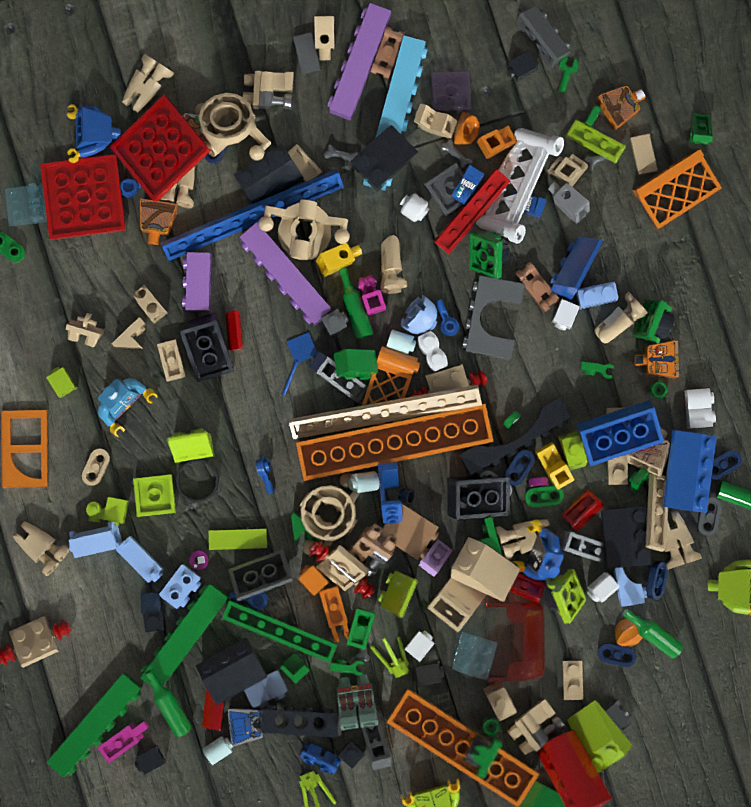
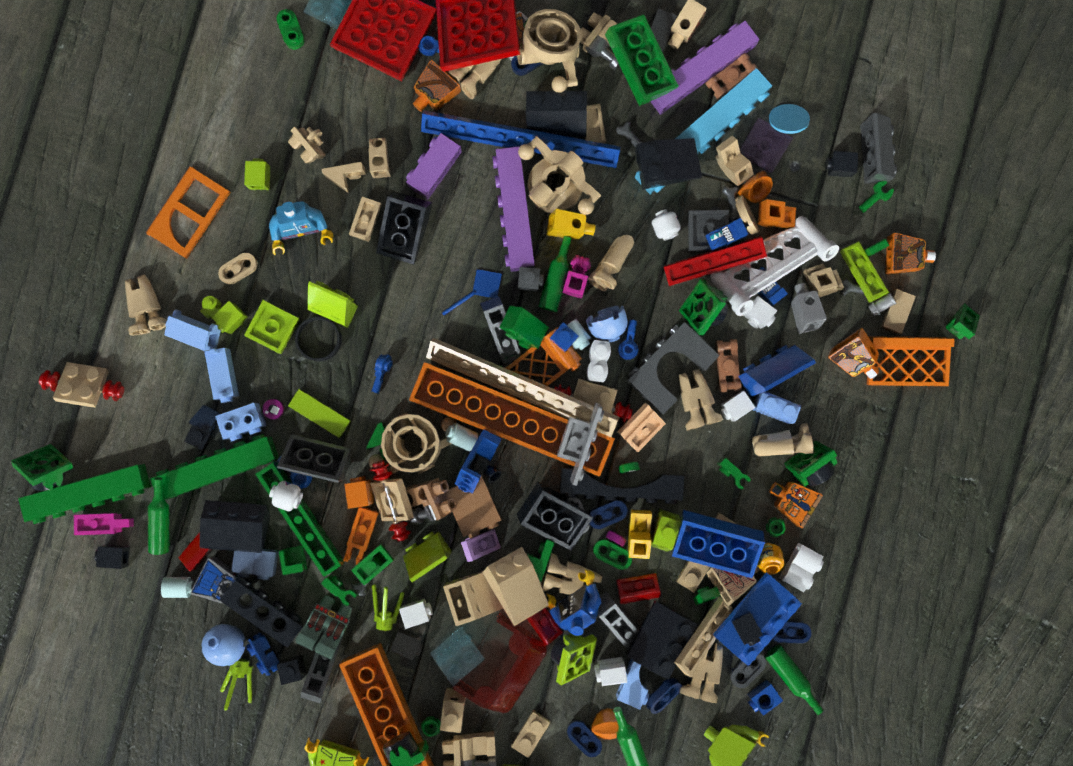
camera: 30 degrees right, 0 degrees up
(50, 726) = (42, 468): none -> green piece
(234, 331) = (437, 229): red slope -> none
(258, 617) = (286, 496): none -> white head
(285, 770) = (223, 645): none -> light blue cylinder
(308, 89) = (641, 59): none -> green slope
(393, 351) = (564, 337): none -> blue brick
(456, 57) = (789, 118): none -> medium azure piece
(457, 424) = (577, 441): none -> light grey bracket
(473, 158) = (746, 214): none -> tan tile
(500, 381) = (641, 427): none -> light nougat plate
(529, 329) = (696, 398): none -> tan piece
(535, 229) = (761, 314): none -> white brick
(626, 158) = (882, 304): none -> light grey pin
(632, 212) = (856, 355): none -> torso
(669, 417) = (771, 559): none -> light orange head
(685, 483) = (747, 629): none -> black brick
(744, 526) = (772, 700): none -> blue brick

